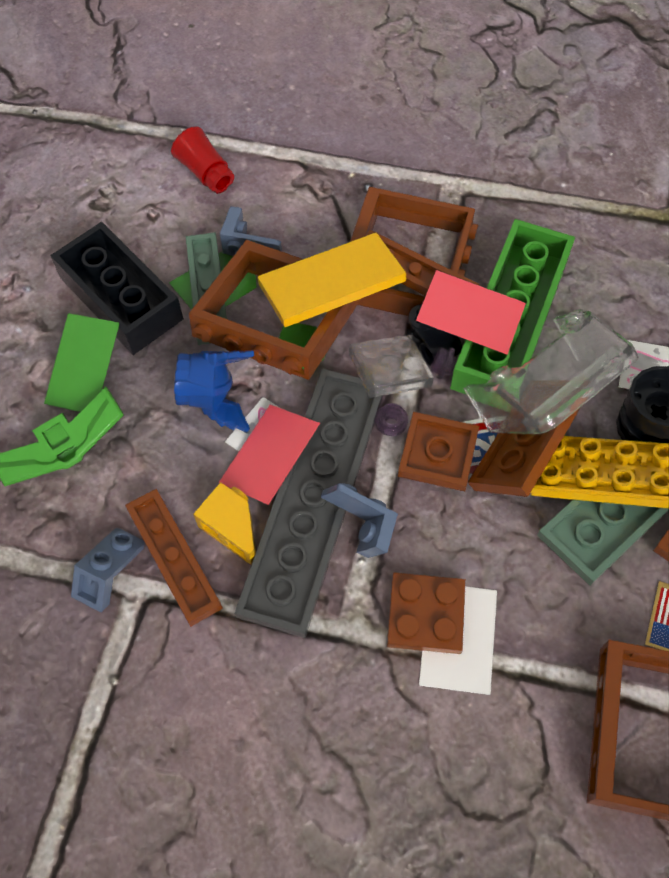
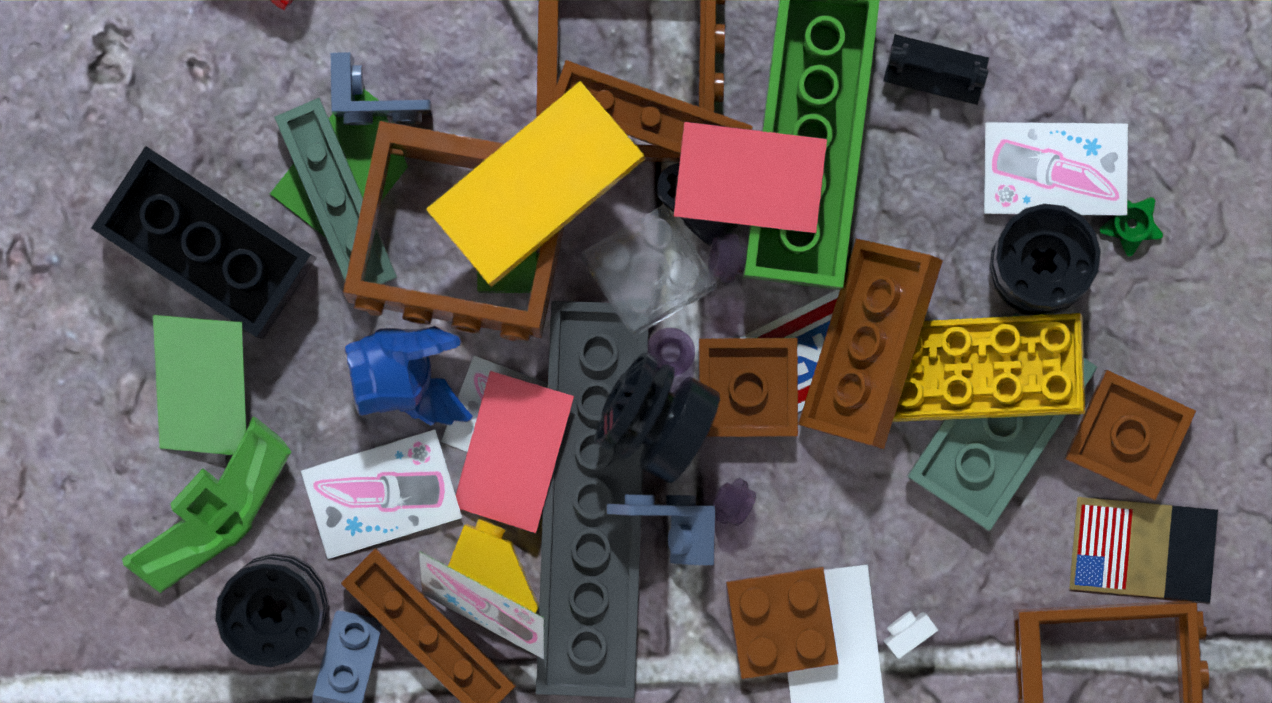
camera: 15 degrees left, 25 degrees up
(58, 492) = (264, 636): none -> black wheel
(174, 463) = (381, 494): none -> white sticker
(216, 535) = (482, 605): none -> white sticker
(372, 436) = (648, 413): none -> black wheel
(411, 520) = (734, 502): none -> clear purple plate
(520, 640) = (908, 633): none -> white plate
(554, 380) = (902, 266): clear windscreen -> none
(603, 303) = (936, 69): none -> black hinge

